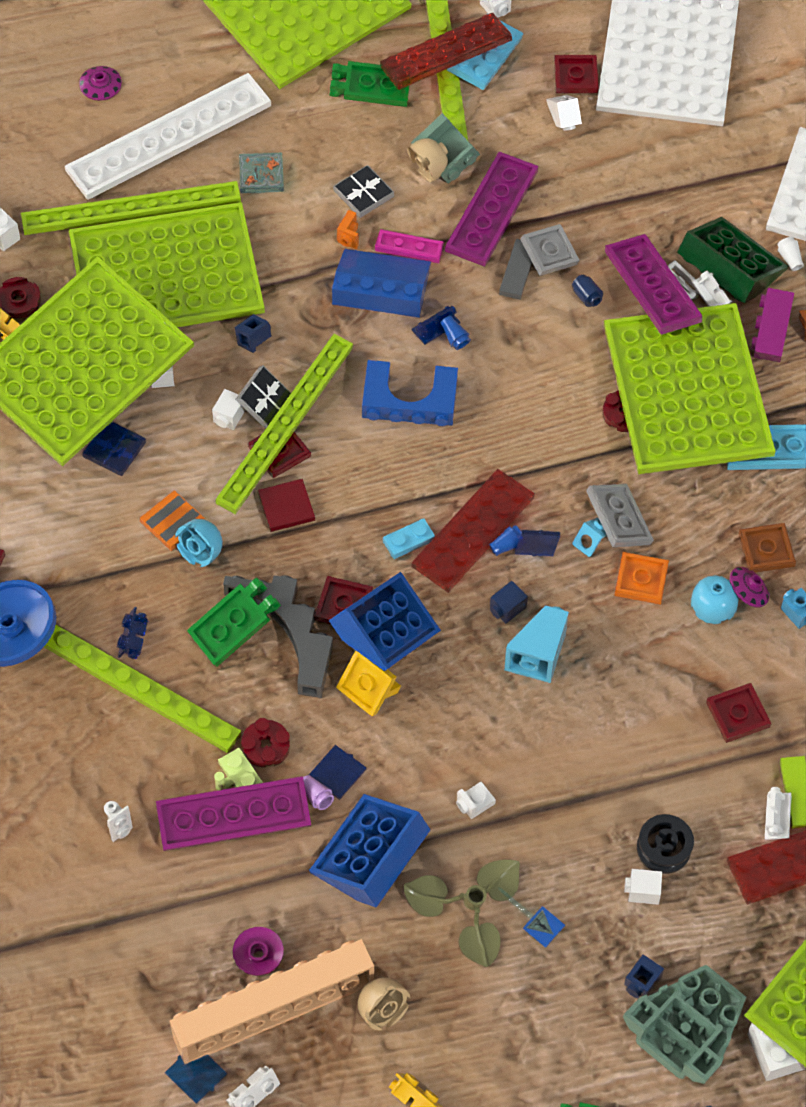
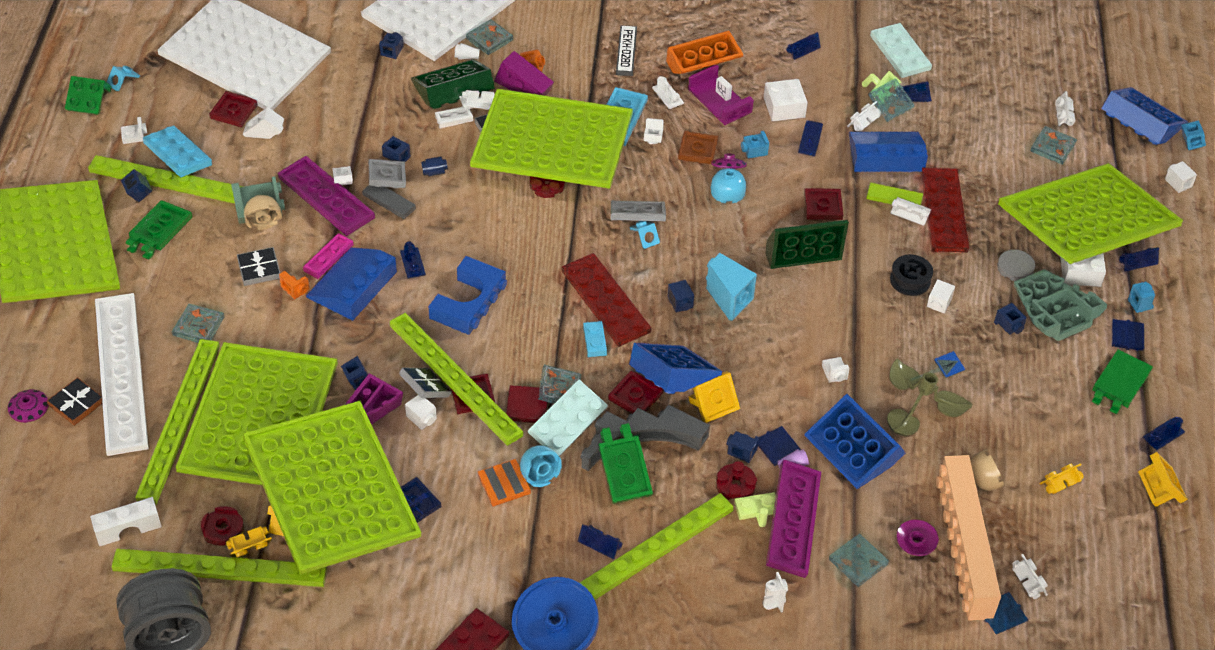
camera: 70 degrees left, 10 degrees down
(119, 116) = (75, 401): none -> black tile
(208, 900) = (858, 560): none -> clear light blue tile
(215, 358) = (376, 397): none -> magenta wedge
(278, 548) = (568, 418): none -> light aqua plate
(314, 733) = (742, 446): none -> dark blue brick
(320, 526) = (556, 383): none -> clear light blue tile
(414, 35) = (136, 185): none -> dark blue brick
(445, 50) = (166, 168): clear red plate -> none
(455, 333) = (429, 251): blue cone -> none
(506, 541) = (627, 280): blue cone -> none
(521, 209) = (342, 175): none -> white bracket
(537, 543) = (643, 260): clear blue piece -> none
(590, 246) = (396, 150): none -> dark blue brick
(641, 578) = (691, 220): orange tile -> none
(645, 708) = (806, 244): none -> dark green slope
(653, 284) = (455, 125): magenta plate -> none
(748, 966) = (1015, 264): none -> light grey tile
(760, 177) = (394, 41): none -> dark blue brick
(761, 491) = (653, 130): none -> white bracket

